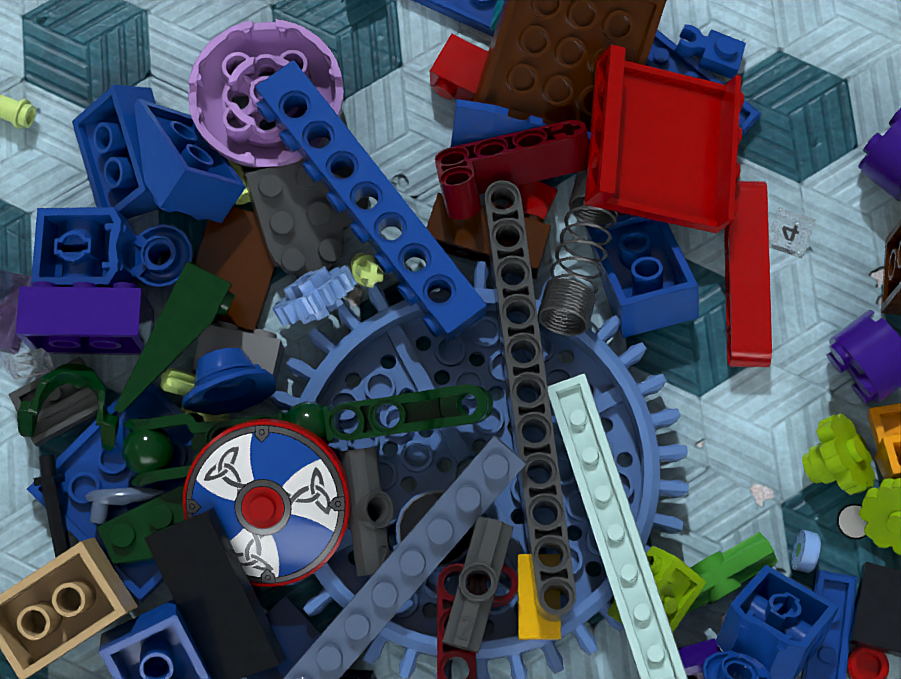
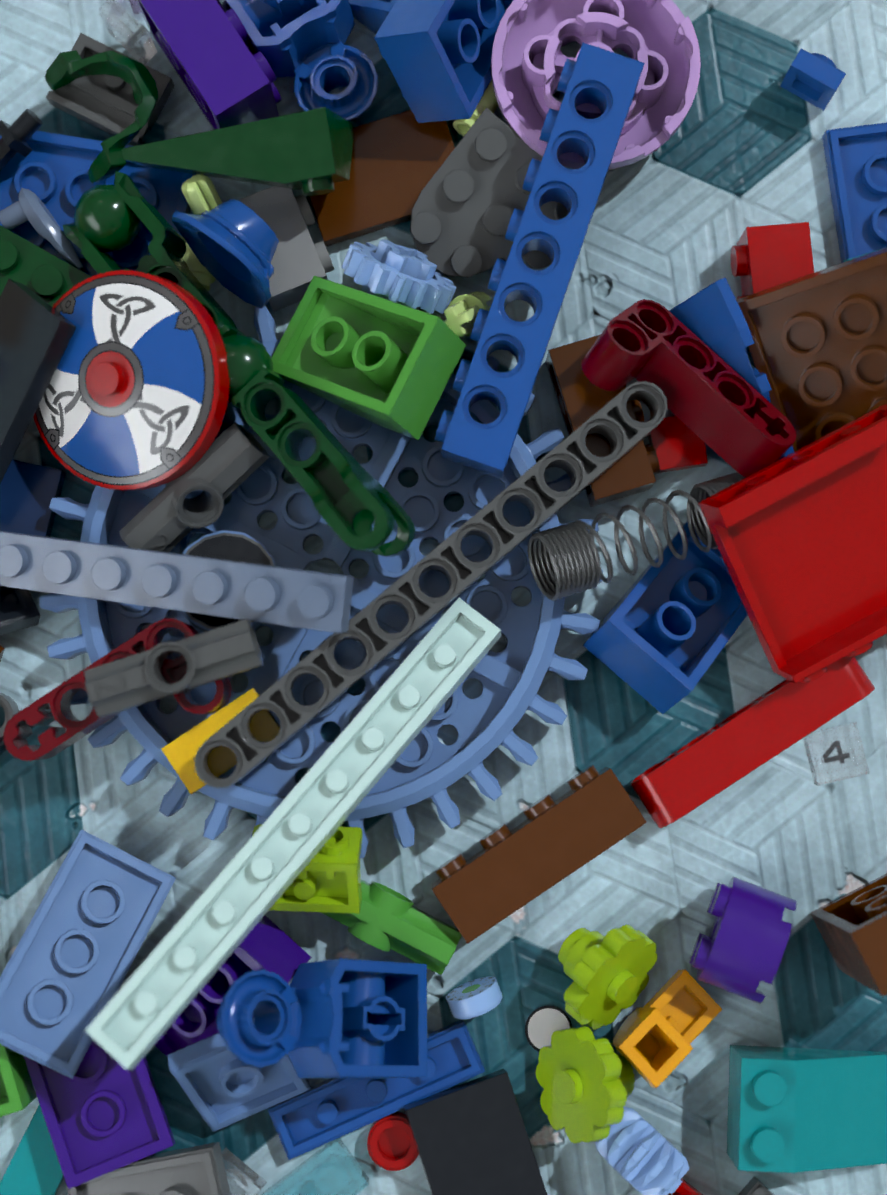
camera: 55 degrees right, 10 degrees up
(354, 343) = (368, 355): none -> bright green slope
(737, 451) = (536, 853): none -> reddish brown brick

